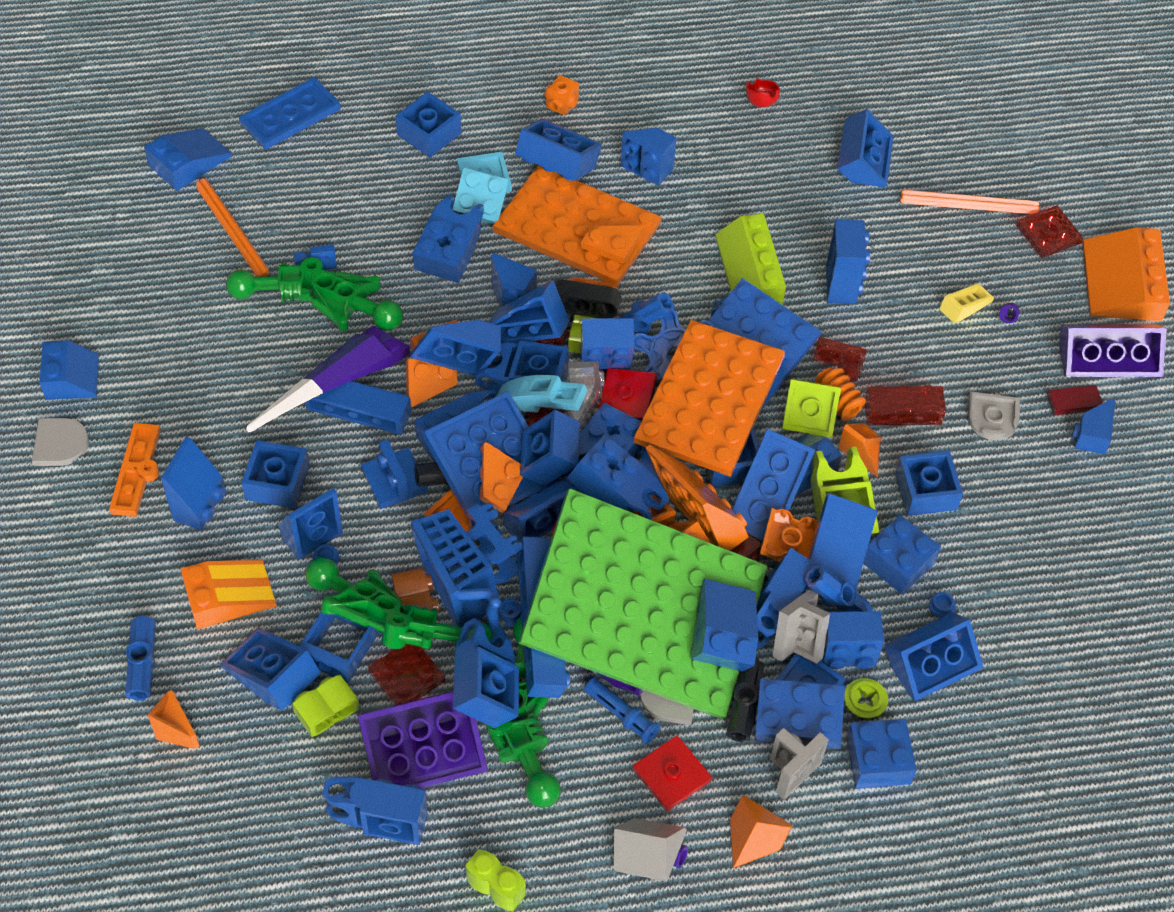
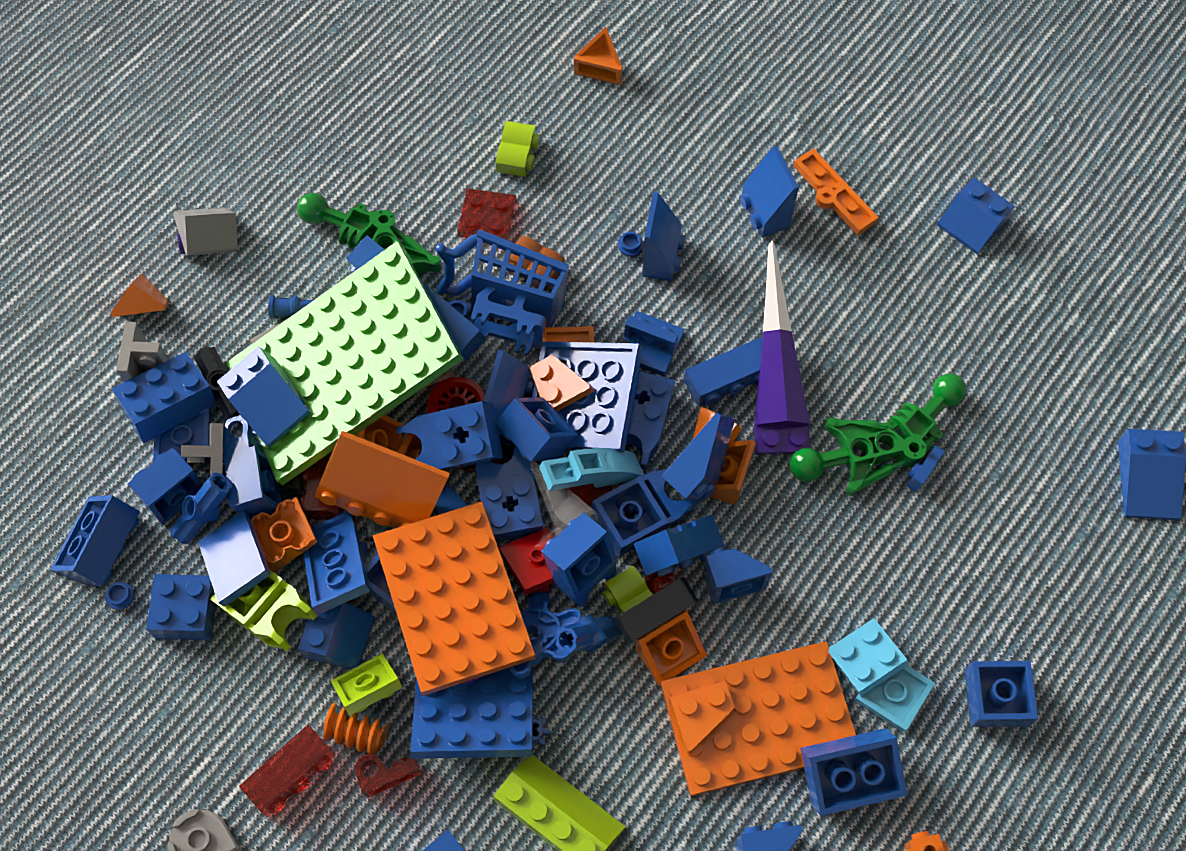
camera: 140 degrees right, 10 degrees up
(59, 442) = (913, 169): light grey tile -> none
(140, 671) = (677, 88): blue piece -> none
(227, 590) = (669, 163): orange slope -> none
(232, 228) = (1028, 442): orange axle -> none
(271, 668) = (579, 141): blue slope -> none
(275, 474) = (730, 261): blue brick -> none
(289, 113) = (1133, 600): blue plate -> none
(331, 663) = (550, 173): blue window -> none
(377, 606) = (607, 212): green piece -> none
(379, 808) = (406, 108): blue brick -> none
(422, 742) = (429, 178): dark purple slope -> none
(448, 241) = (840, 590): blue brick -> none
(485, 676) = (409, 216): blue brick -> none
(491, 878) = (292, 134): lime brick -> none
(672, 773) = (235, 296): red plate -> none
(866, 441) = (297, 697): orange slope -> none
(867, 688) = (125, 453): lime gear -> none
(881, 753) = (83, 422): blue brick -> none
(928, 483) = (204, 695): blue brick -> none

